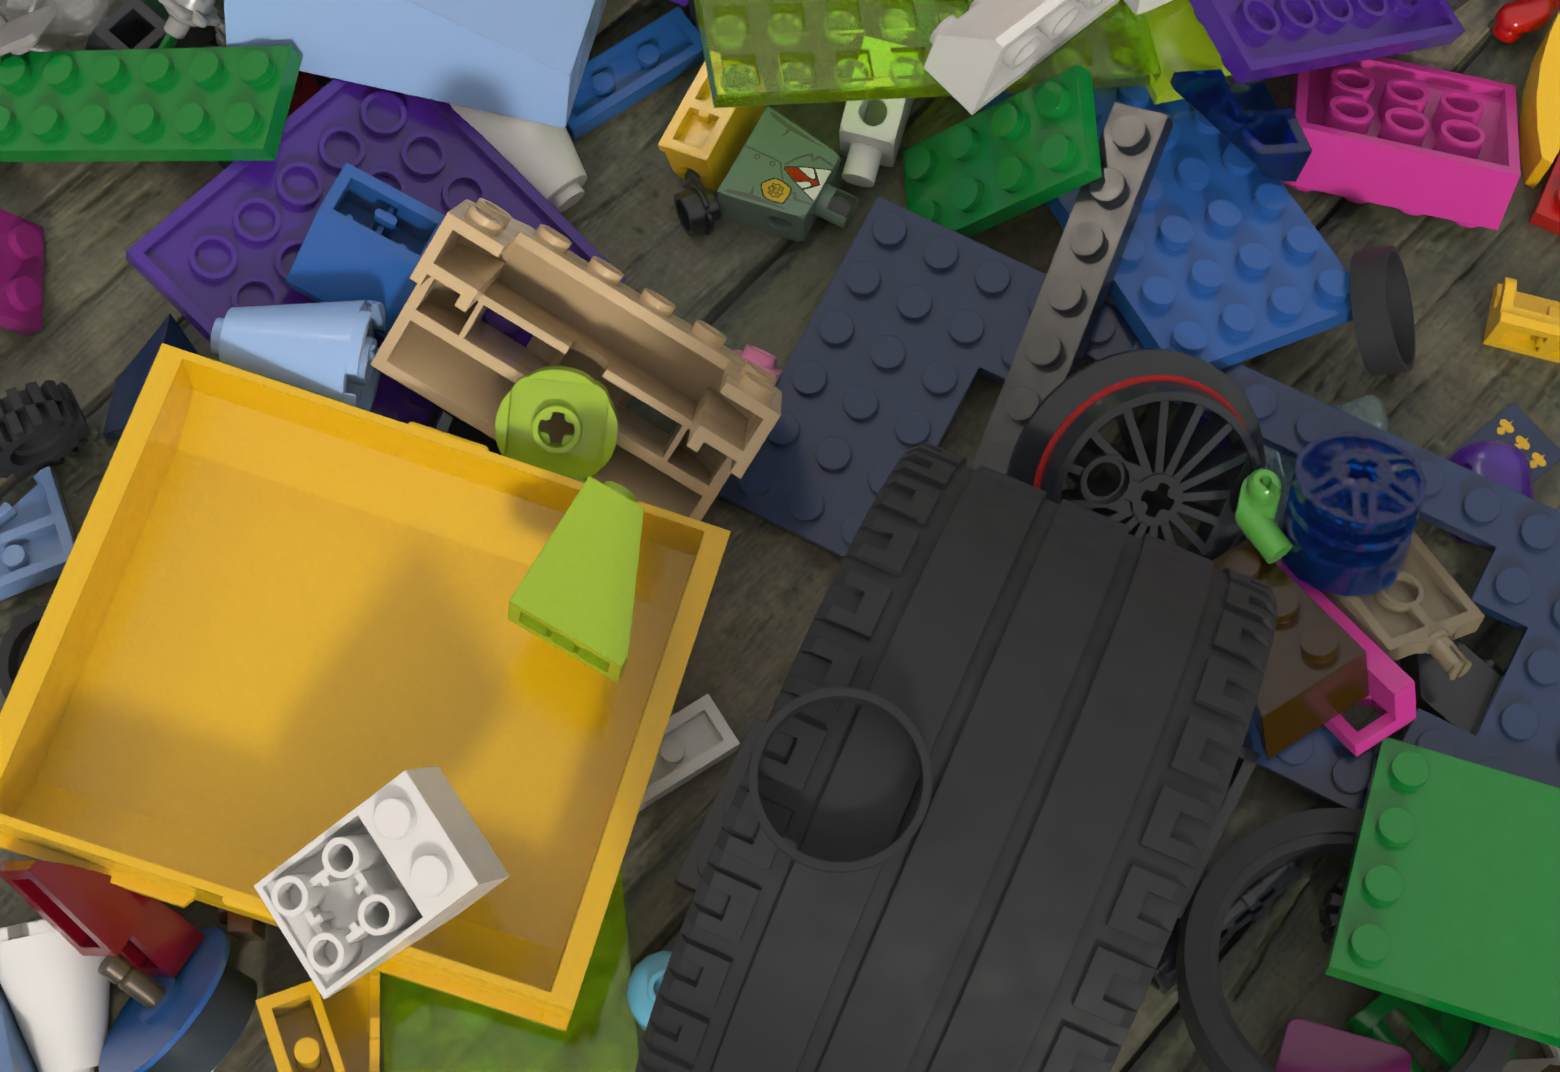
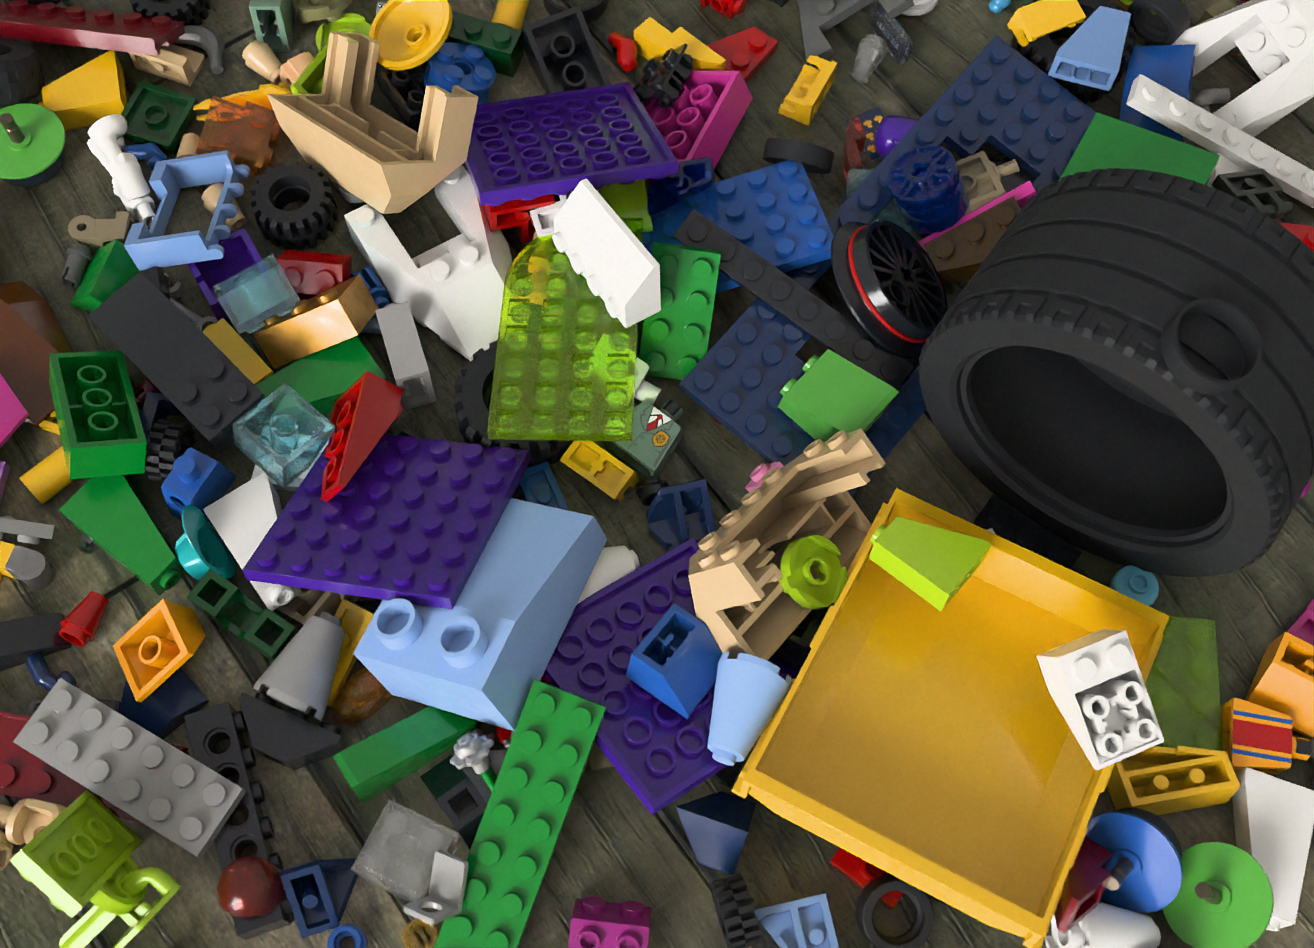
camera: 80 degrees left, 5 degrees down
(665, 253) = (680, 514): none -> dark blue slope
(877, 413) = (835, 397): none -> bright green slope
(1257, 514) = (920, 233): bright green arm -> none
(1452, 407) = (853, 145): none -> clear red slope
(1457, 59) = (665, 77): none -> black hinge

